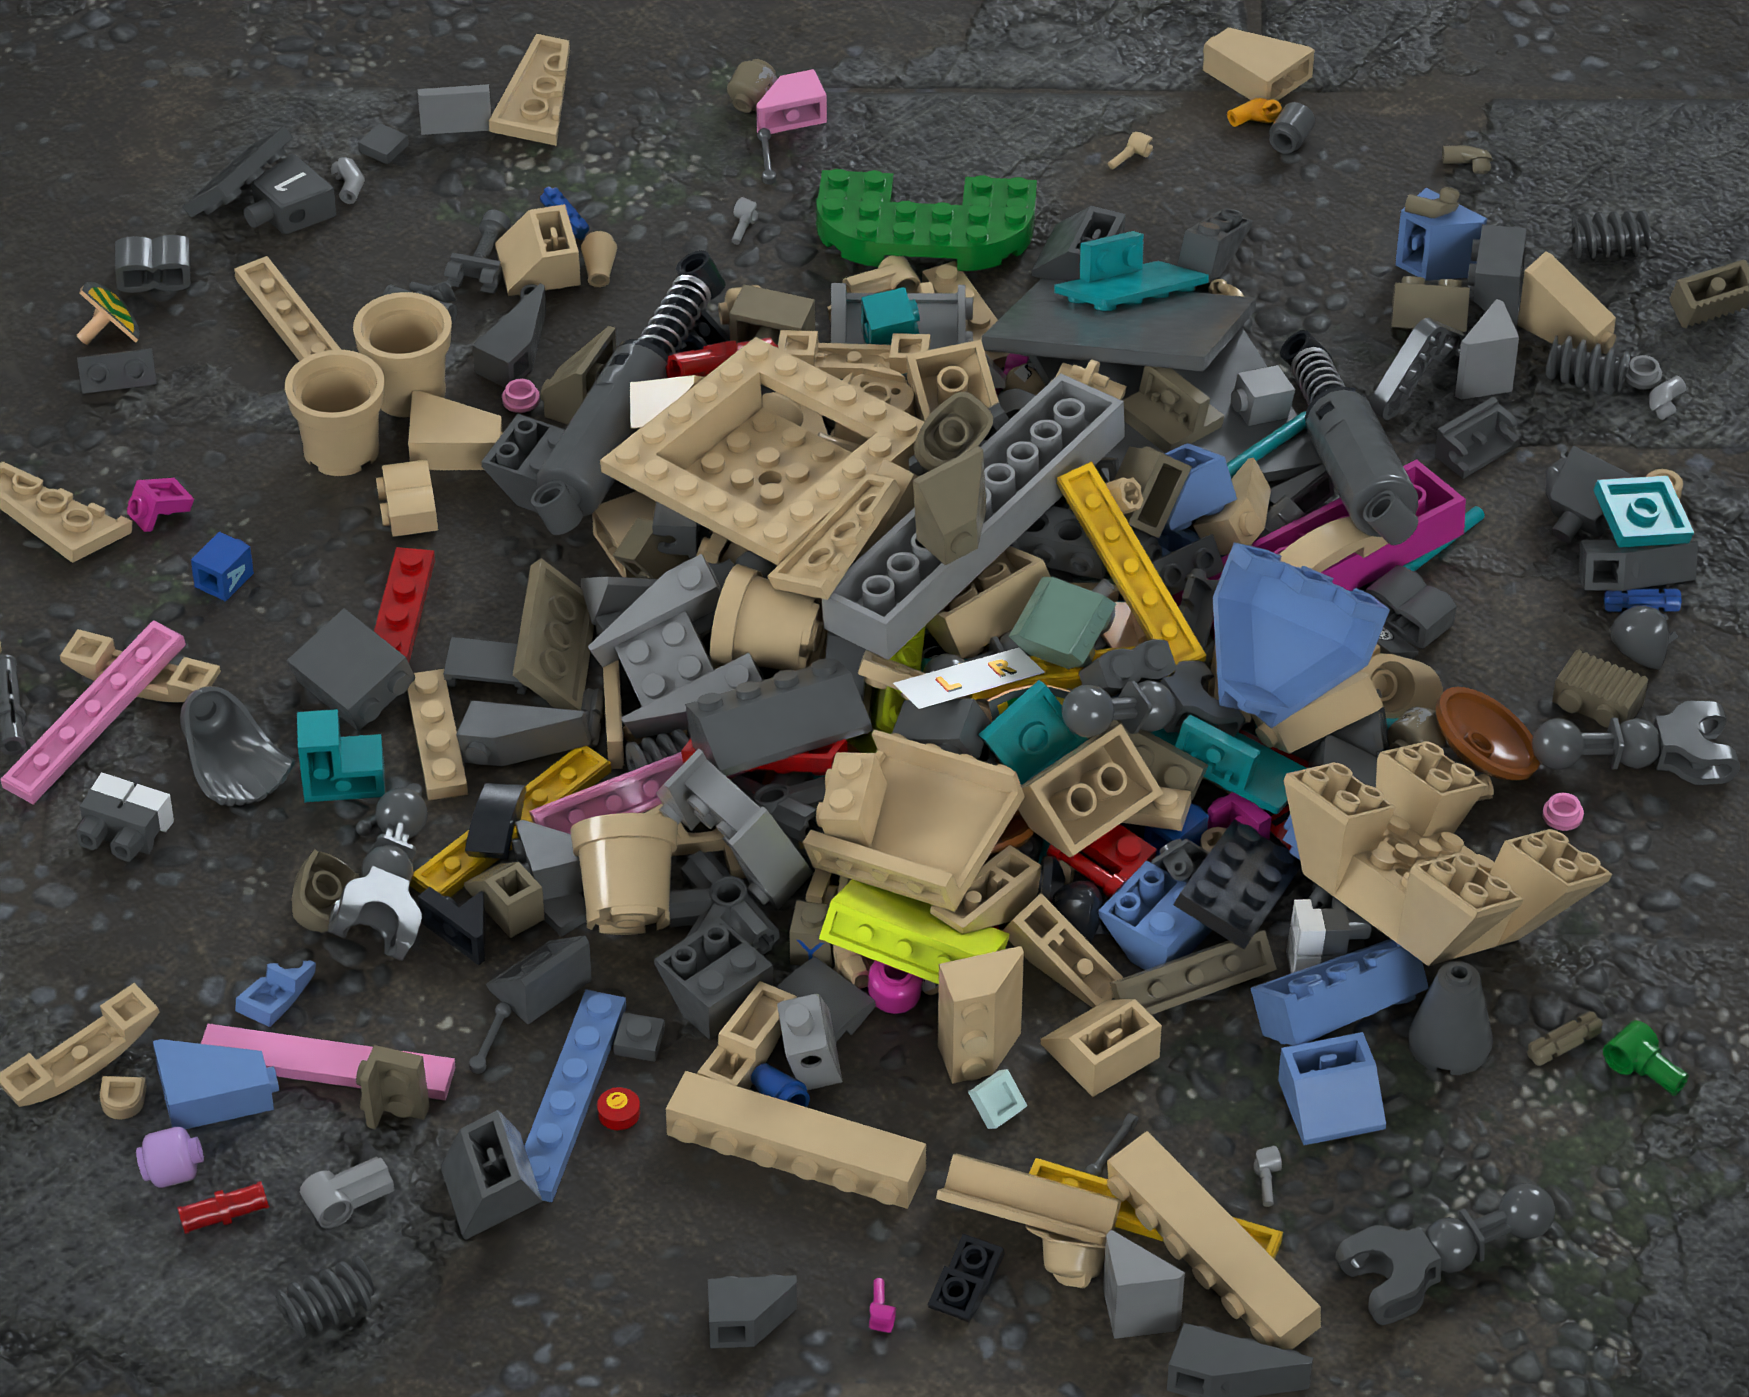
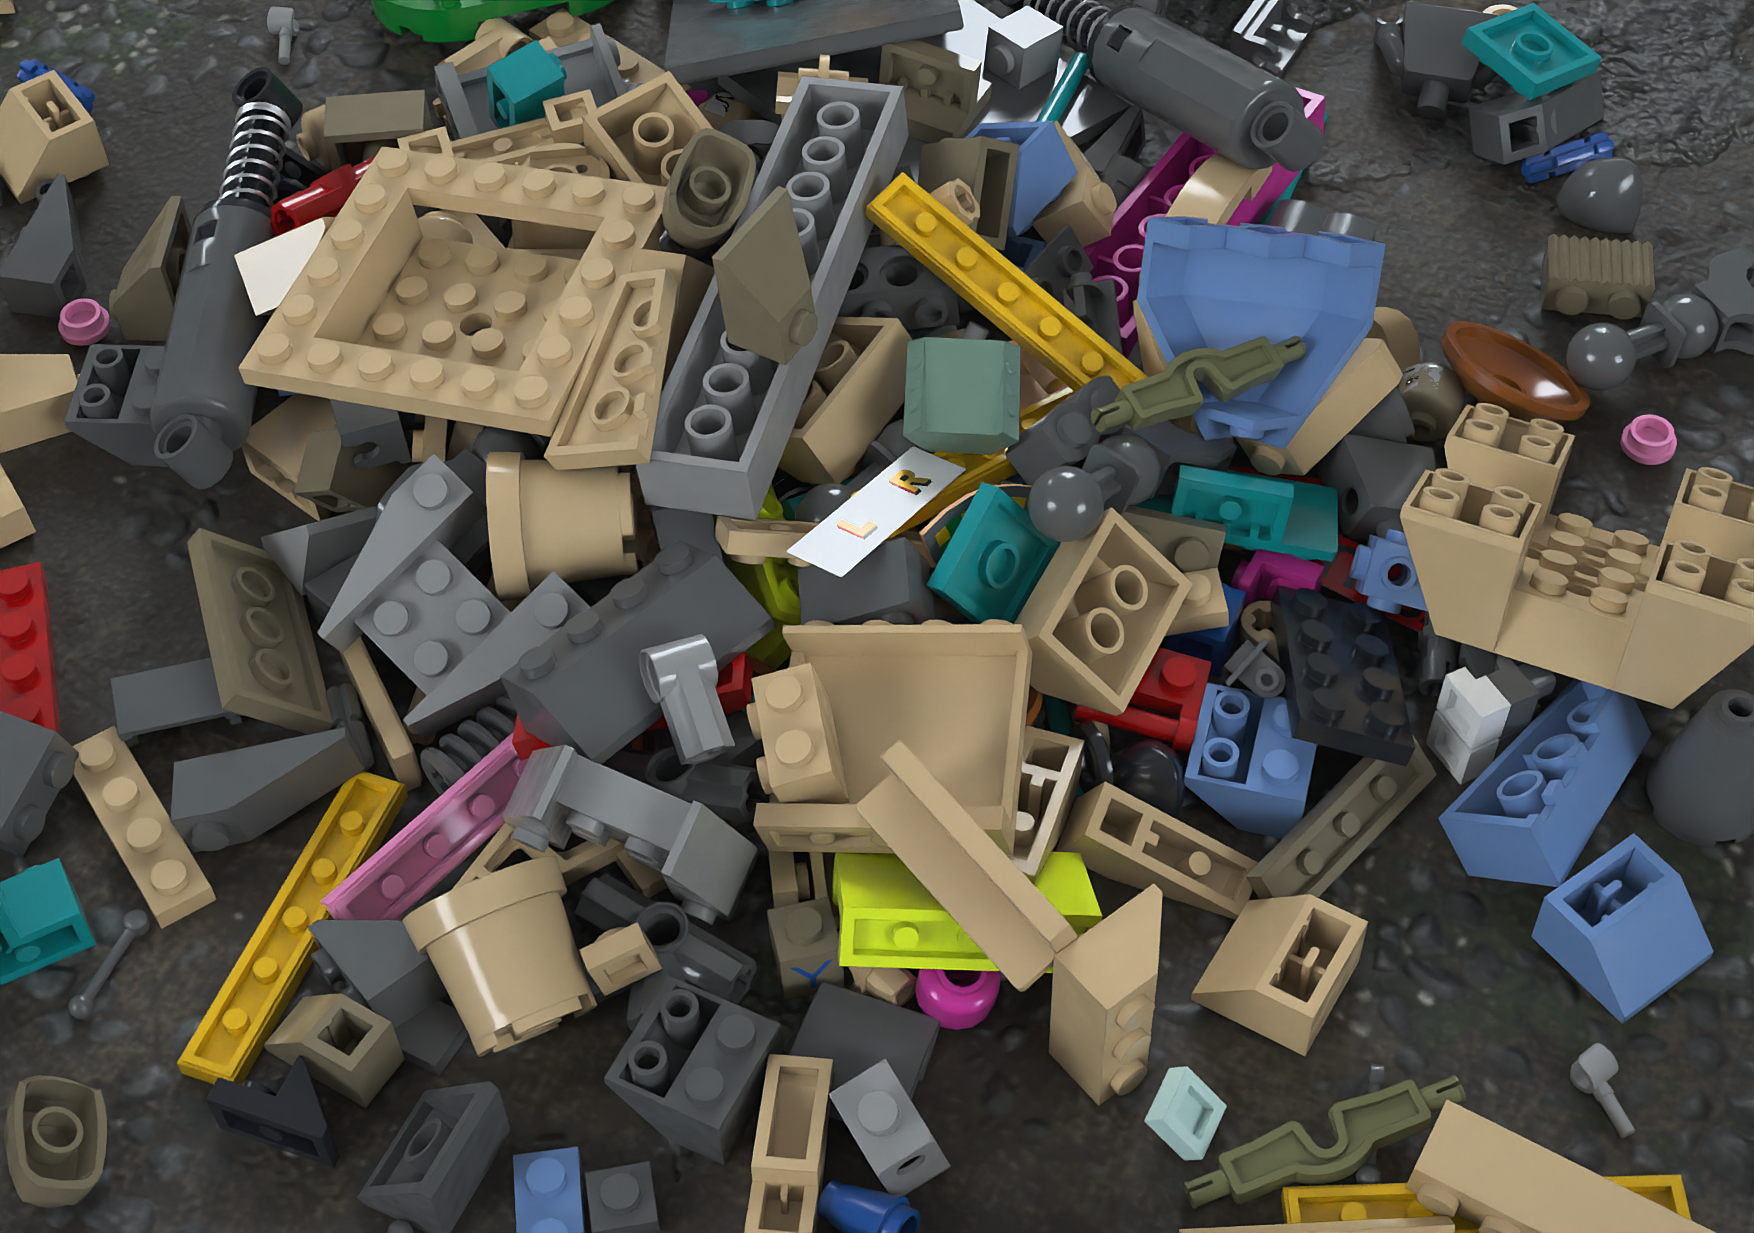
camera: 20 degrees left, 5 degrees up
(387, 870) = (142, 1072): dark grey piece -> none
(494, 820) = (275, 934): black slope -> none
(599, 255) = (120, 123): tan cone -> none
(693, 896) = (620, 958): none -> tan plate
(794, 741) = (684, 682): none -> light grey piece
(911, 900) = (965, 870): none -> tan panel
(1050, 1142) = (1292, 1156): none -> olive piece
(1204, 663) = (1176, 392): none -> olive piece

